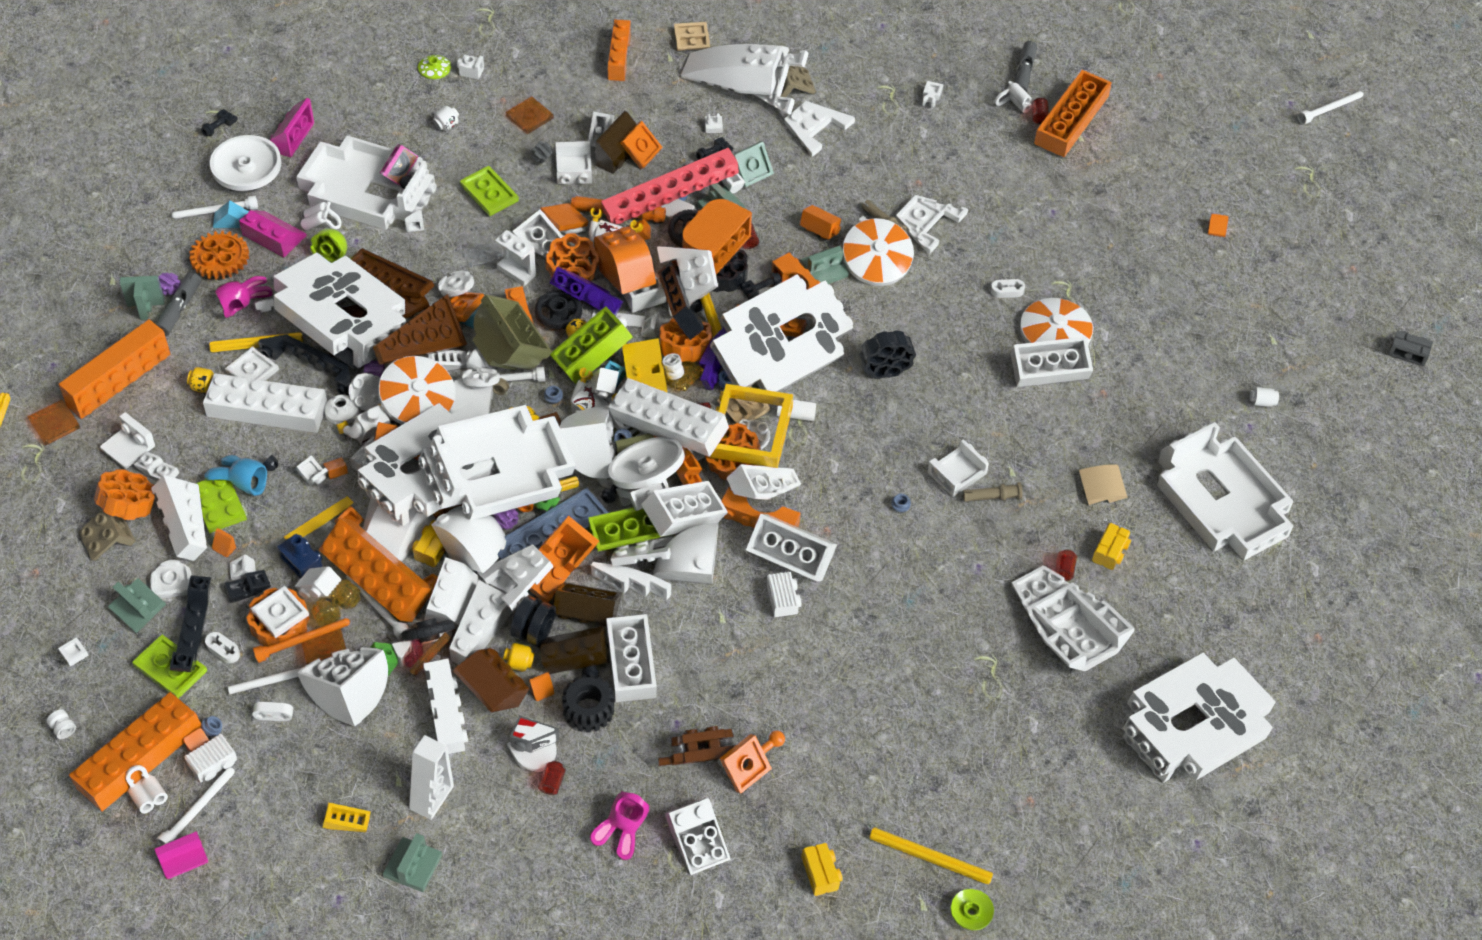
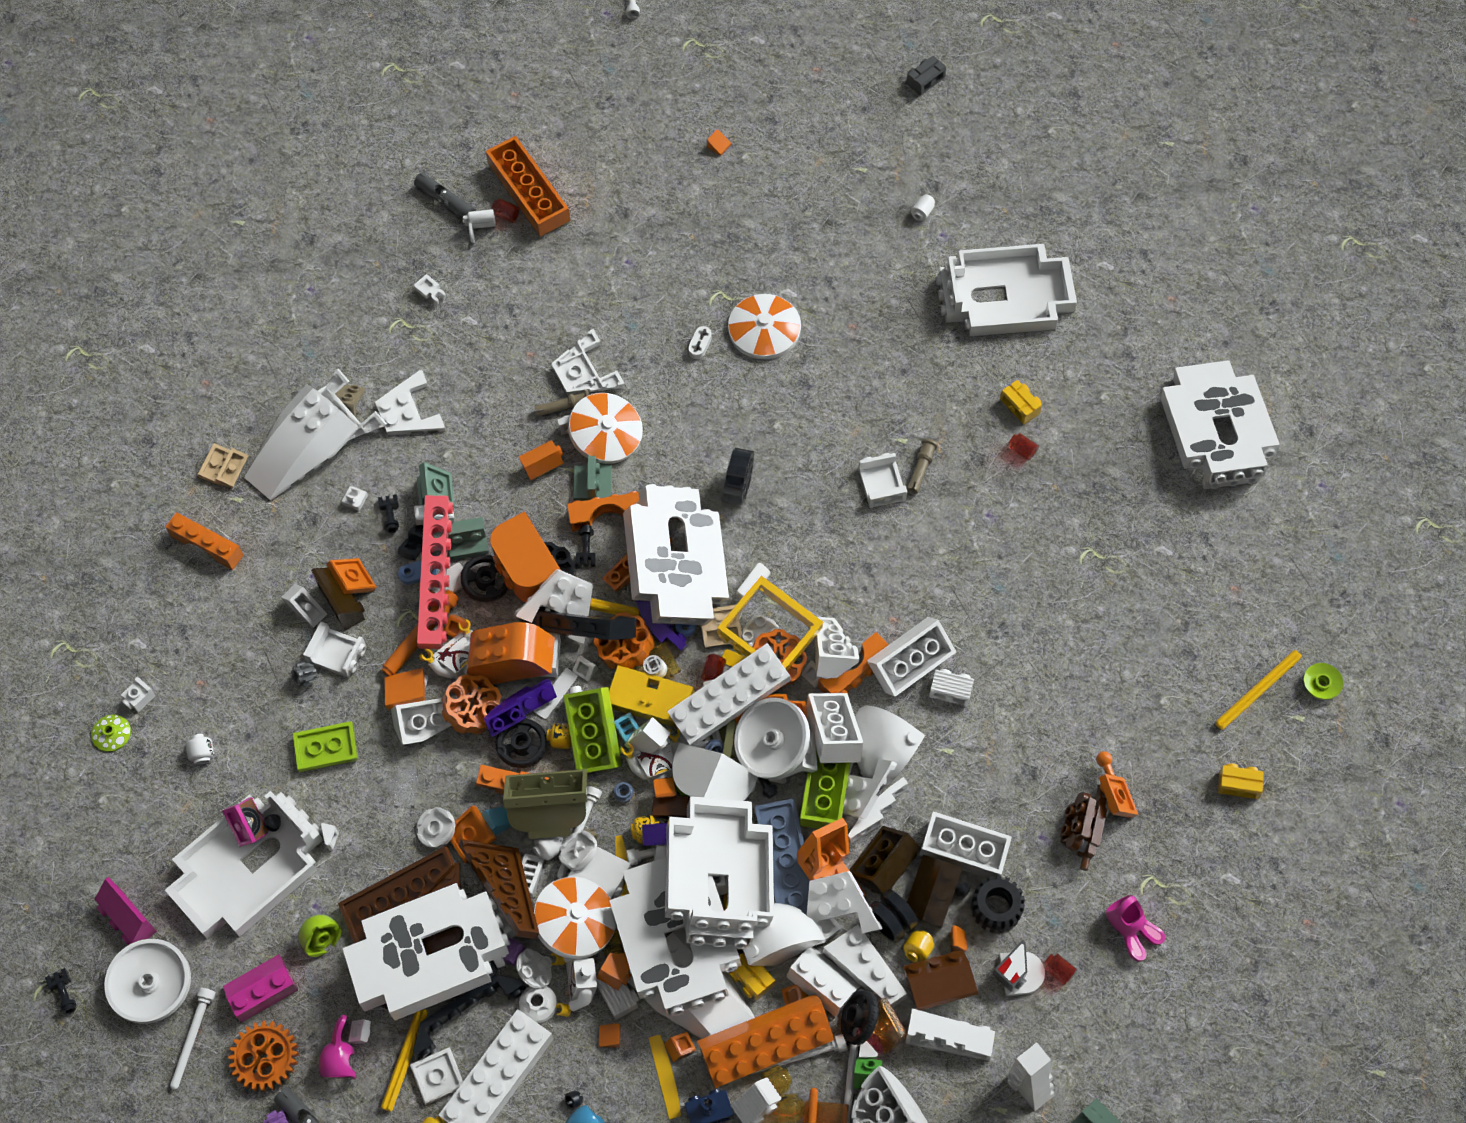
camera: 60 degrees left, 10 degrees up
(229, 216) = (212, 1025): medium azure slope -> none
(311, 471) = (608, 1060): white bracket -> none
(318, 215) = (268, 931): white piece -> none
(518, 258) = (441, 755): white panel -> none
(529, 115) = (239, 665): clear orange tile -> none
(563, 411) = (664, 787): none -> orange slope
(697, 835) = (1166, 868): white slope -> none
(901, 498) = (896, 540): sand blue plate -> none
(1051, 361) = (809, 348): white brick -> none
(1070, 620) = (1082, 469): white wedge -> none
(1103, 483) = (952, 375): tan slope -> none

